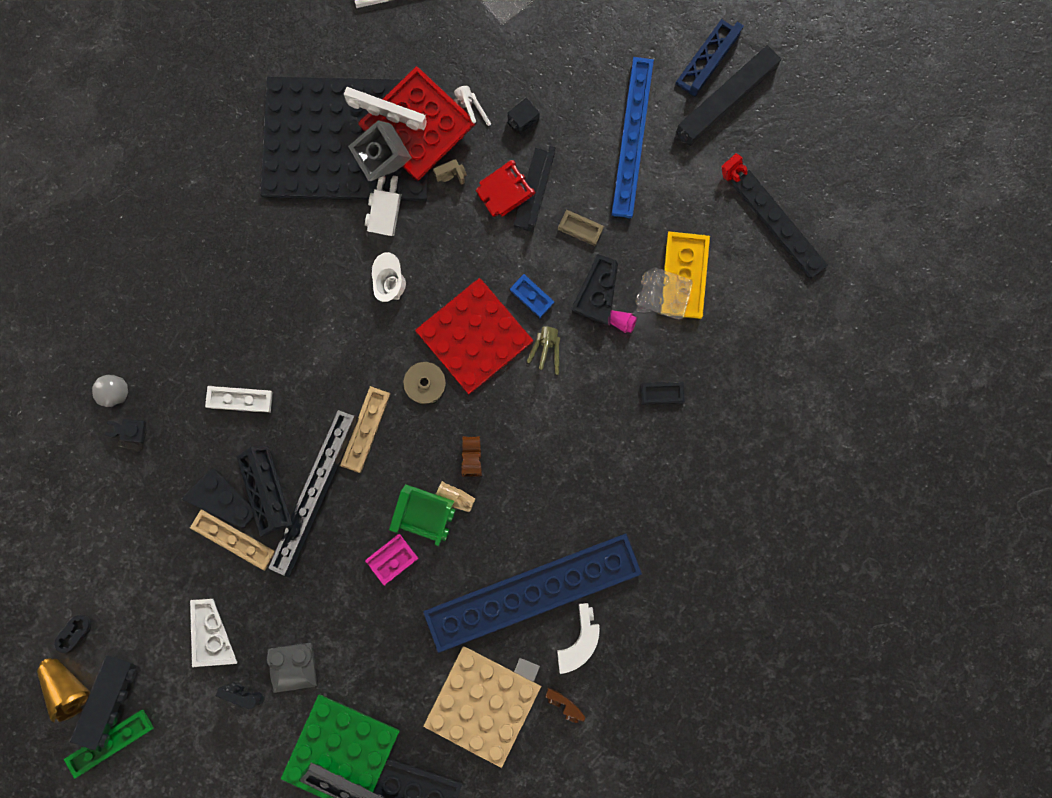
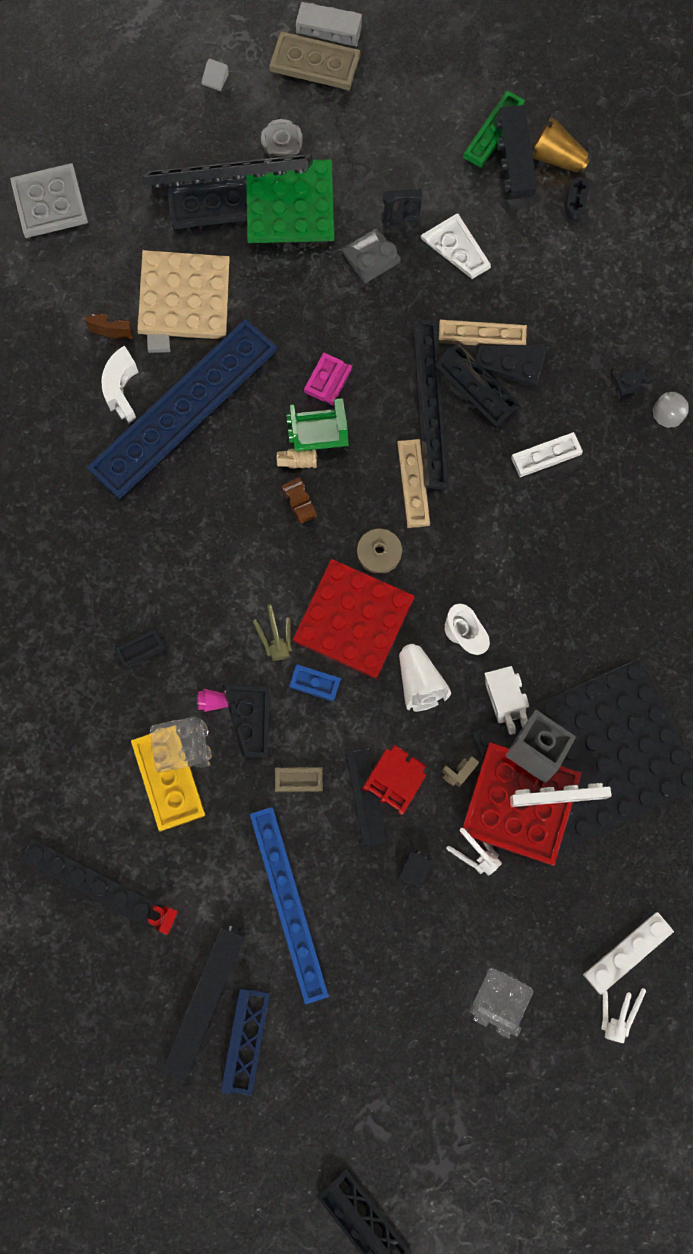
camera: 155 degrees right, 5 degrees down
(445, 257) = (421, 680): none -> white cone

